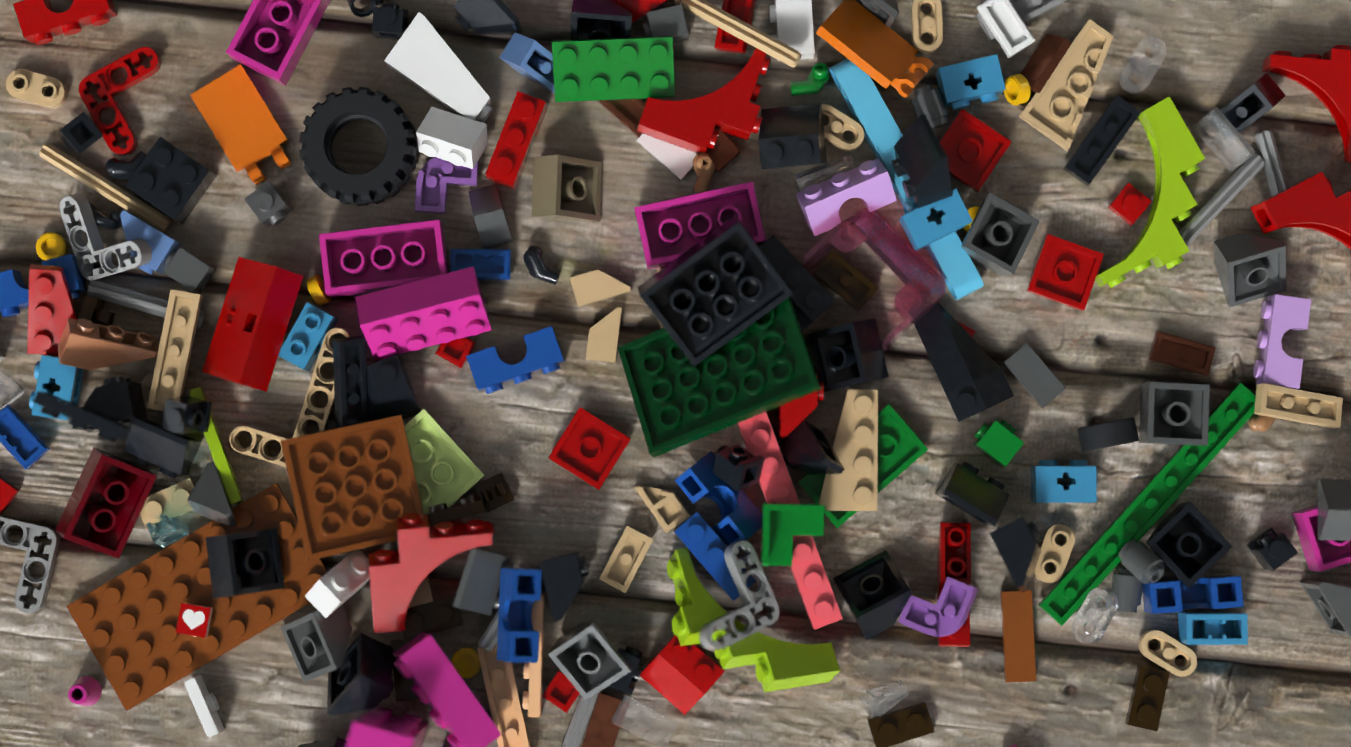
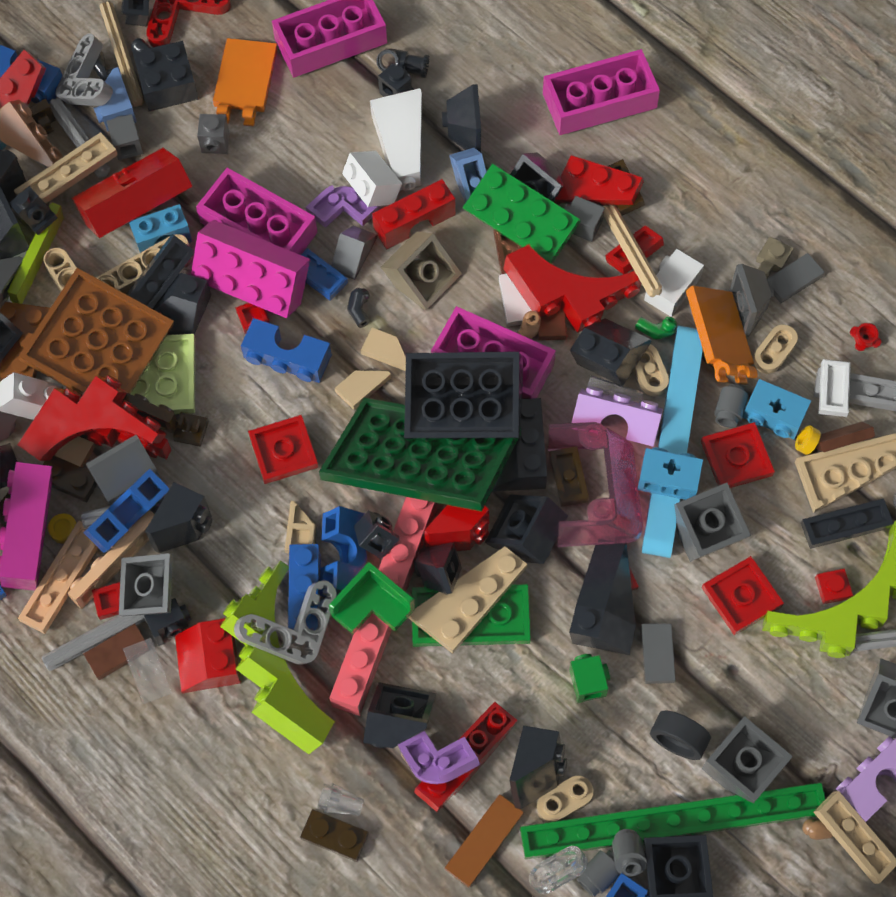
camera: 45 degrees right, 20 degrees down
(51, 246) = (56, 59): yellow tile -> none
(317, 290) = (191, 210): yellow tile -> none
(330, 118) = (301, 112): black tyre -> none
(626, 559) = (239, 544): tan plate -> none
(922, 164) = (688, 422): black slope -> none
(973, 494) = (536, 696): black slope -> none
(1081, 487) = (623, 763): dark azure brick -> none
(1182, 353) = (790, 728): copper tile -> none

